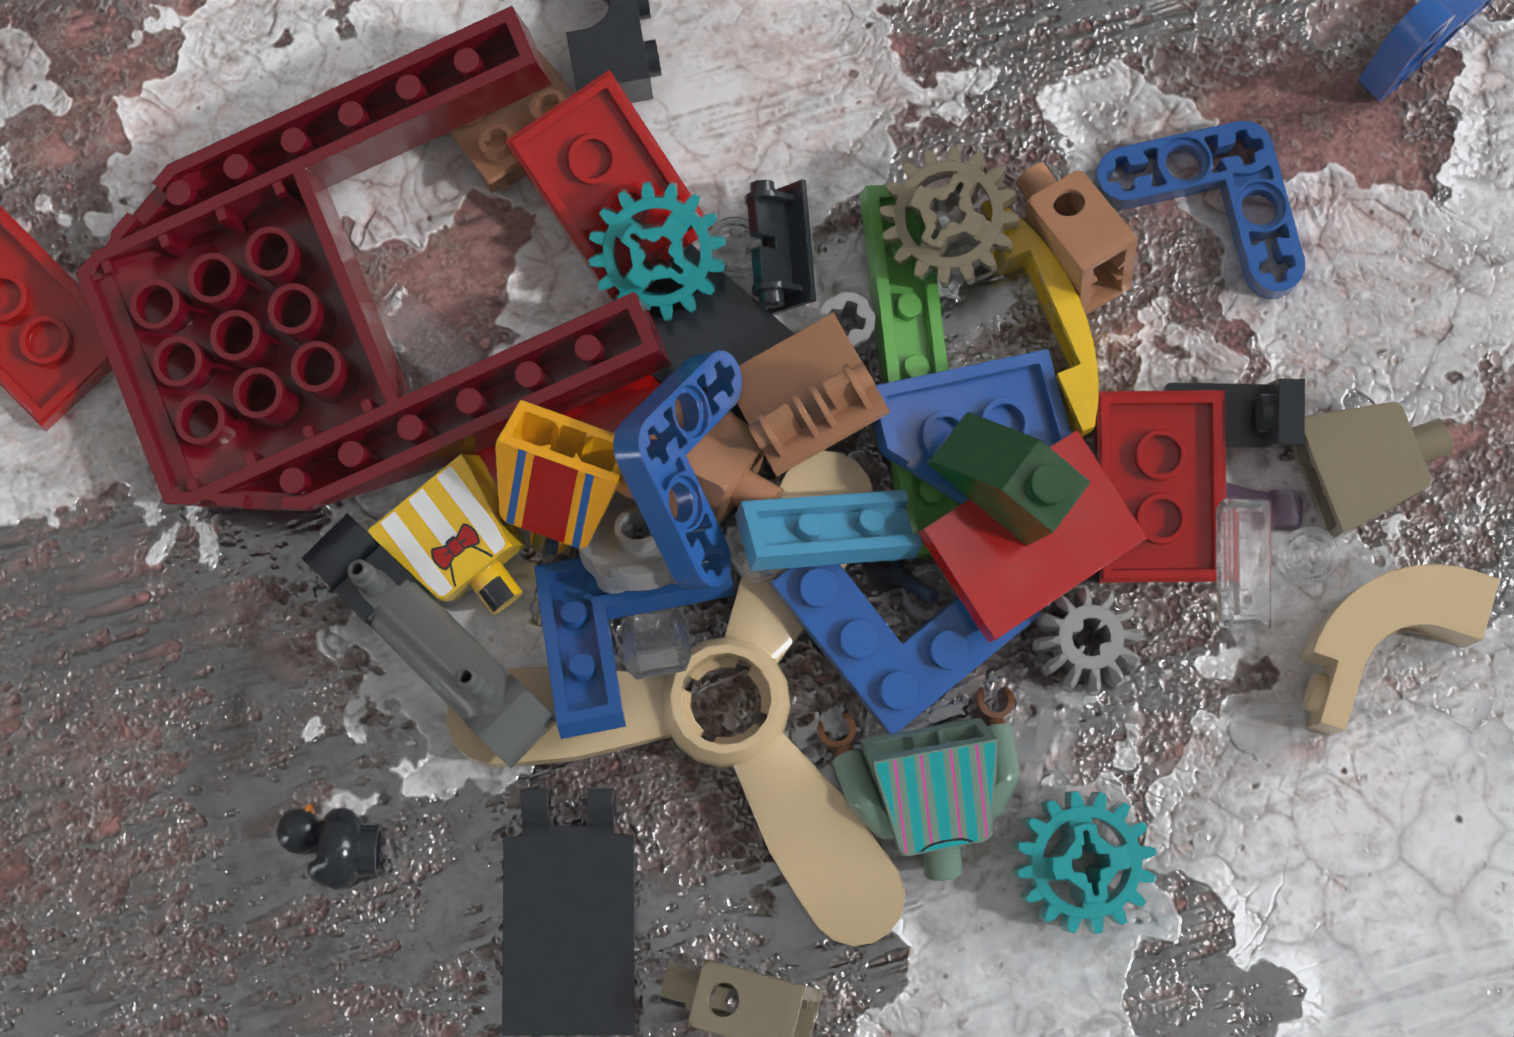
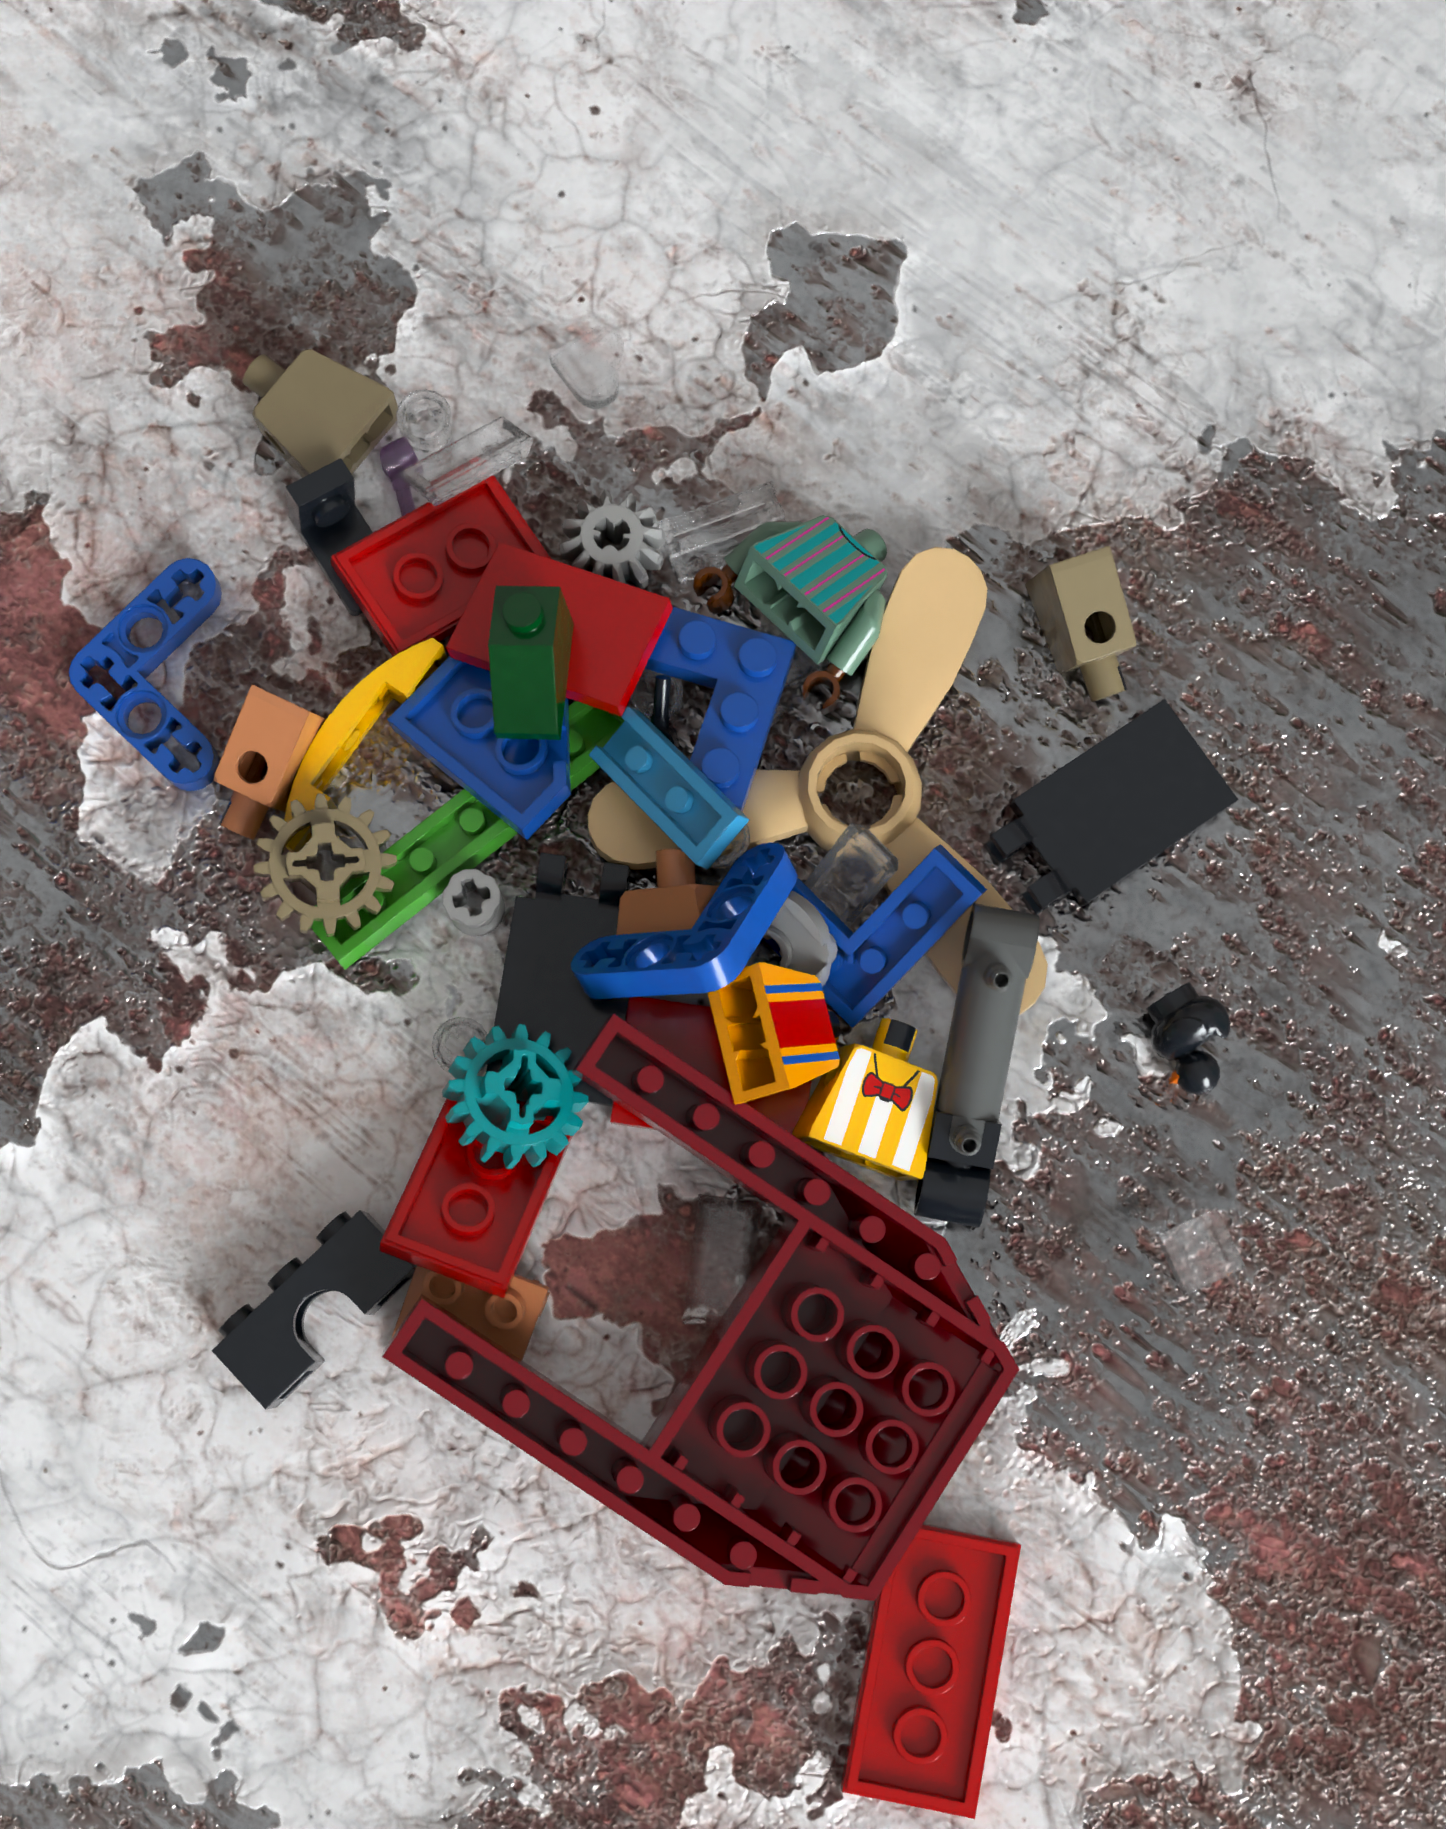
camera: 130 degrees left, 0 degrees up
(158, 732) = (1200, 1251): none -> clear tile
(785, 260) = (443, 992): black hinge -> none
(807, 394) = (561, 881): nougat hinge -> none
(1086, 888) = (792, 440): teal gear -> none
(1417, 599) = (444, 340): tan arch -> none

